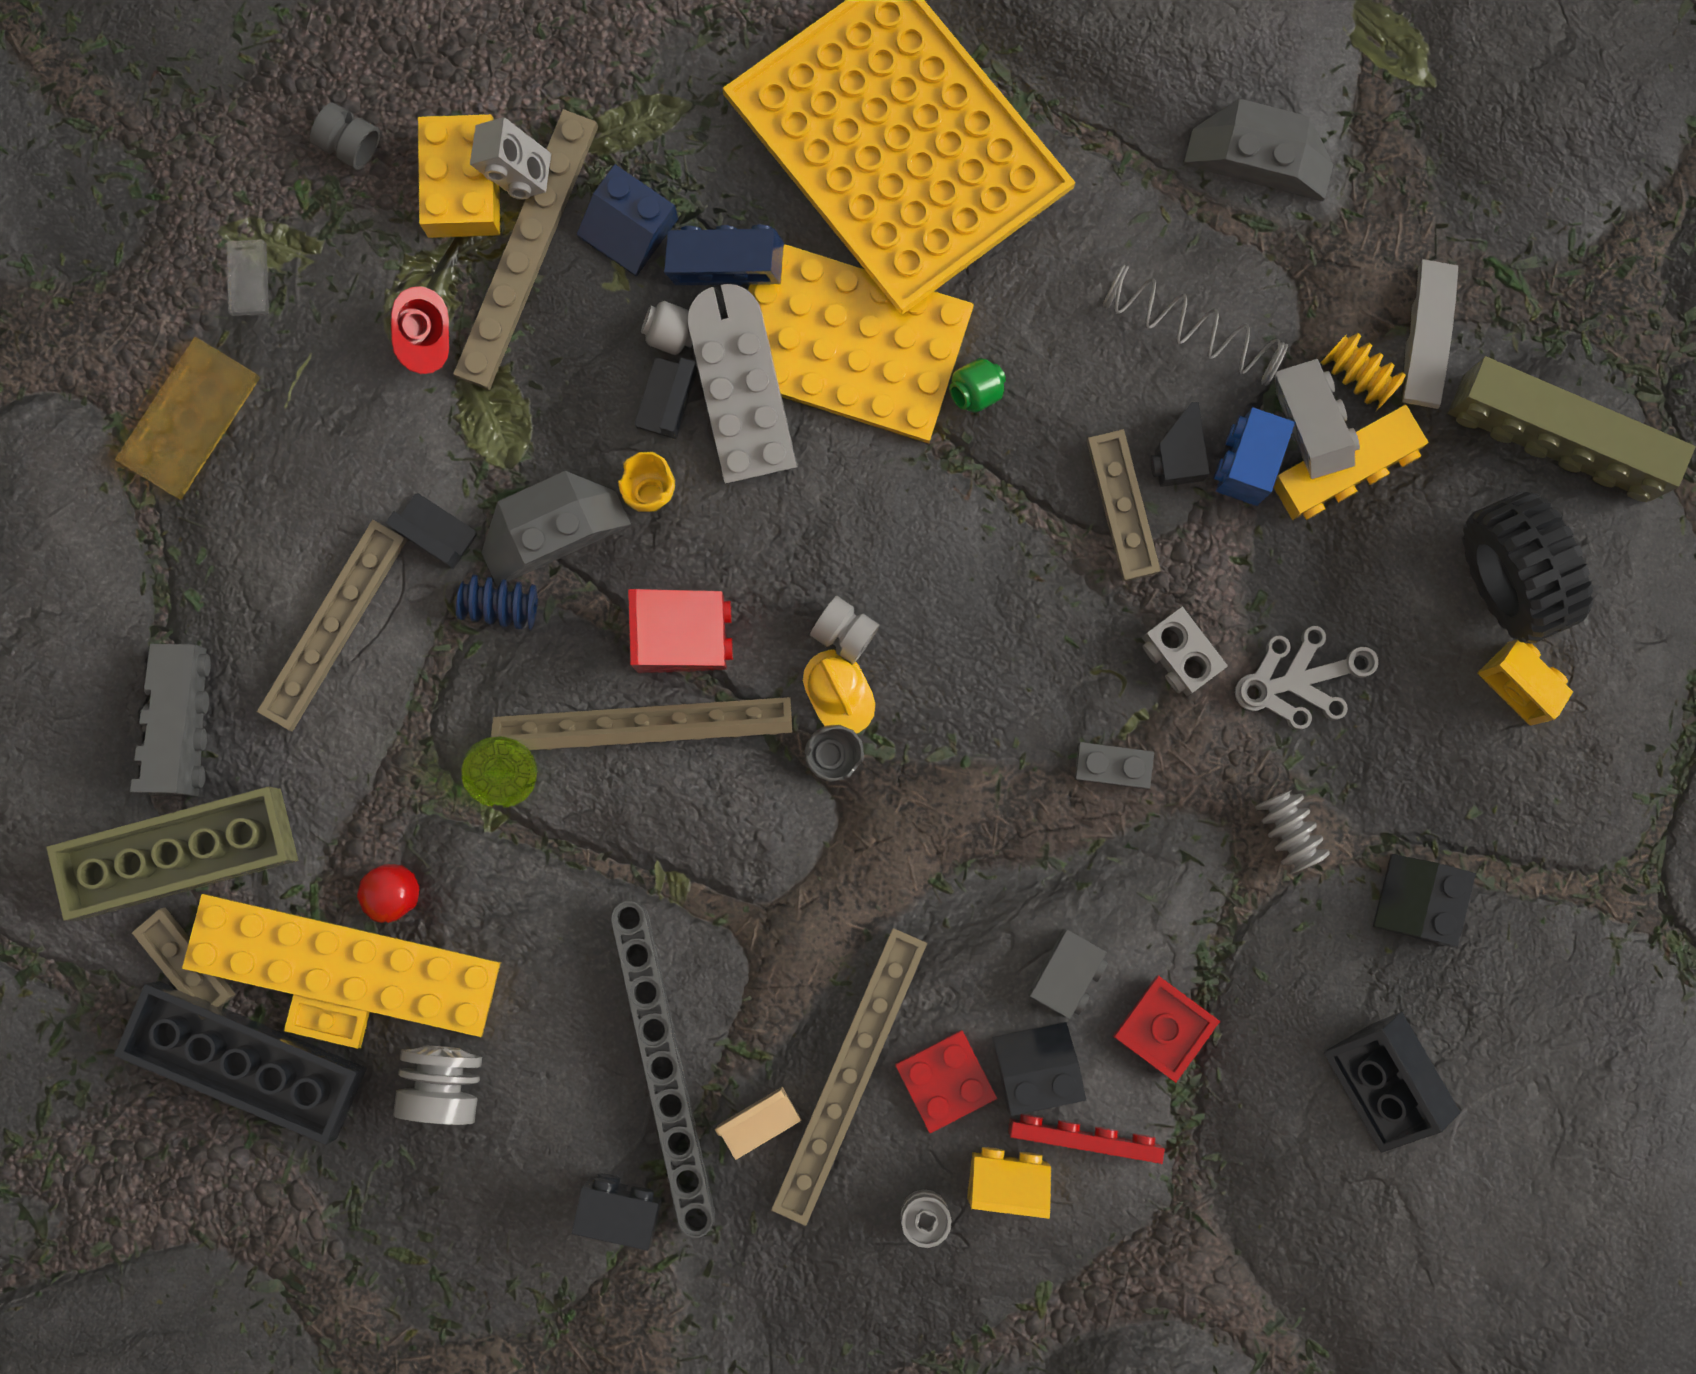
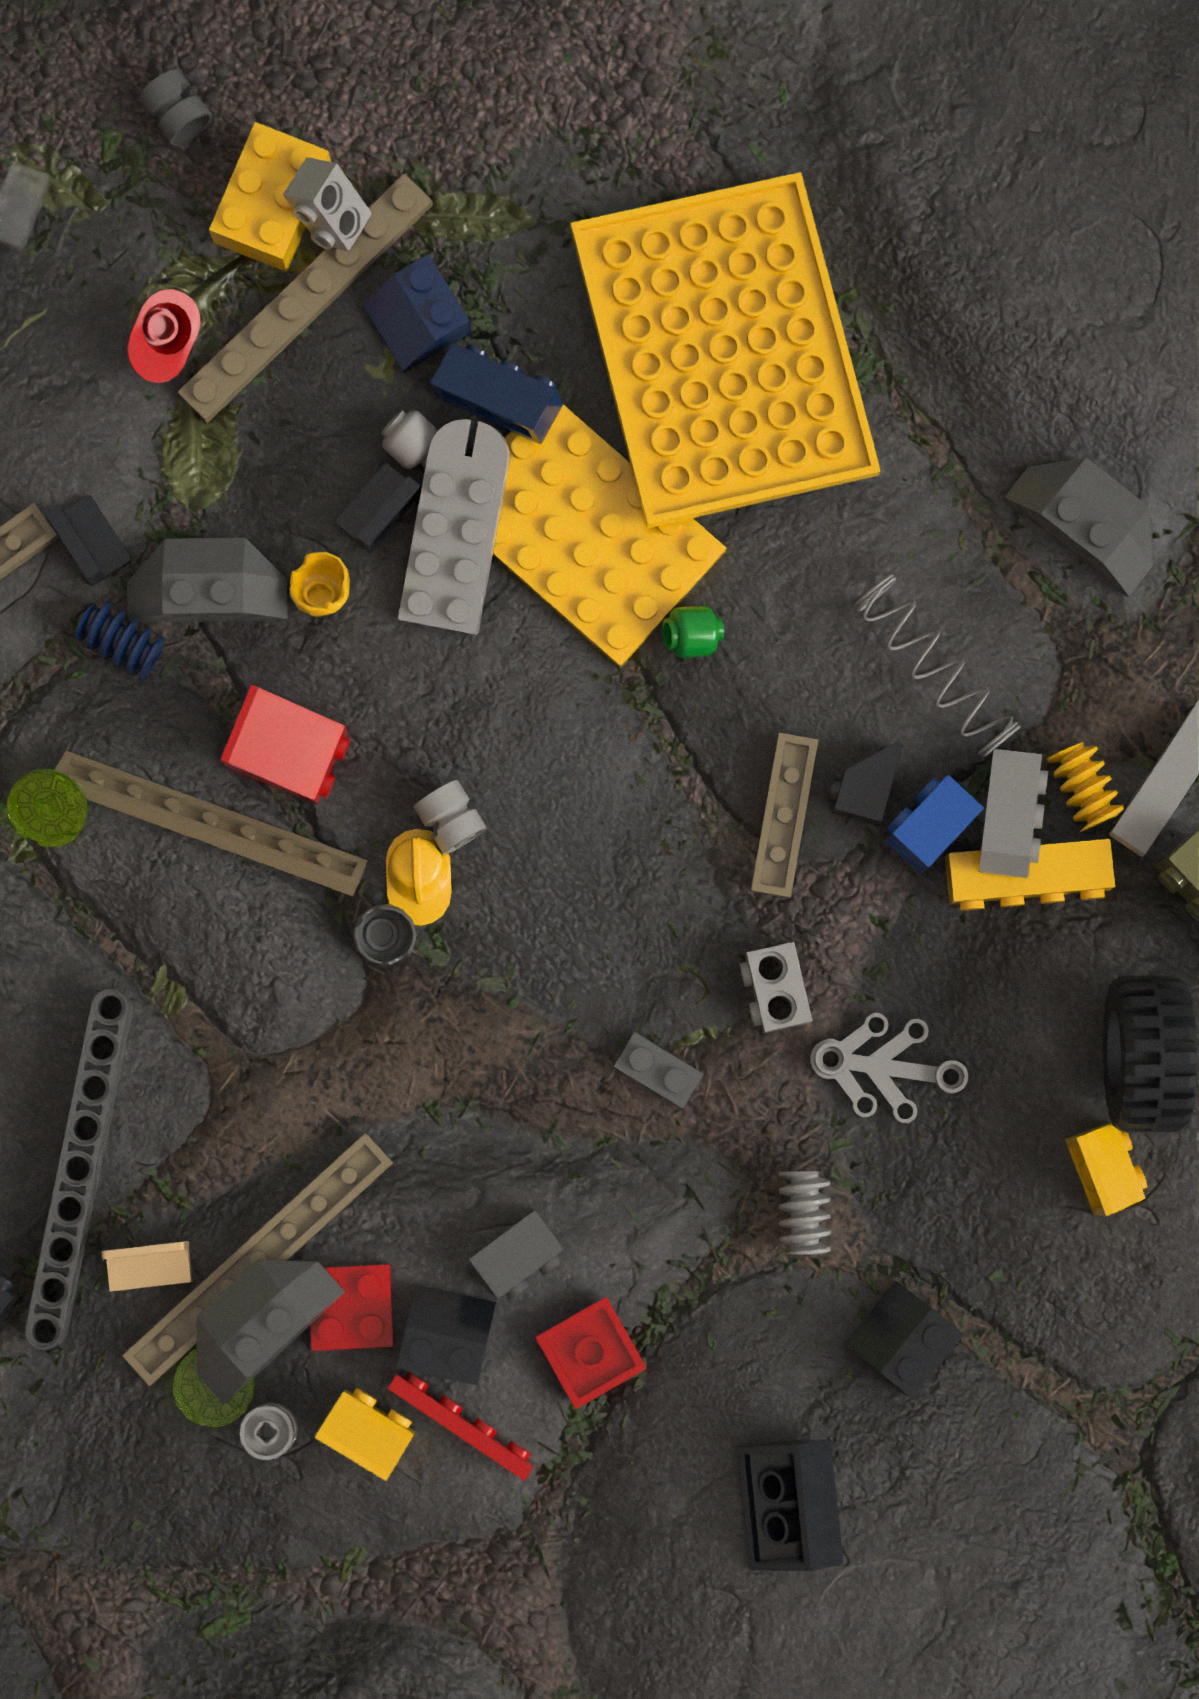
camera: 20 degrees right, 0 degrees up
(859, 1200) = (198, 1400): none -> clear neon green tile
(875, 1128) = (258, 1320): none -> dark grey wedge

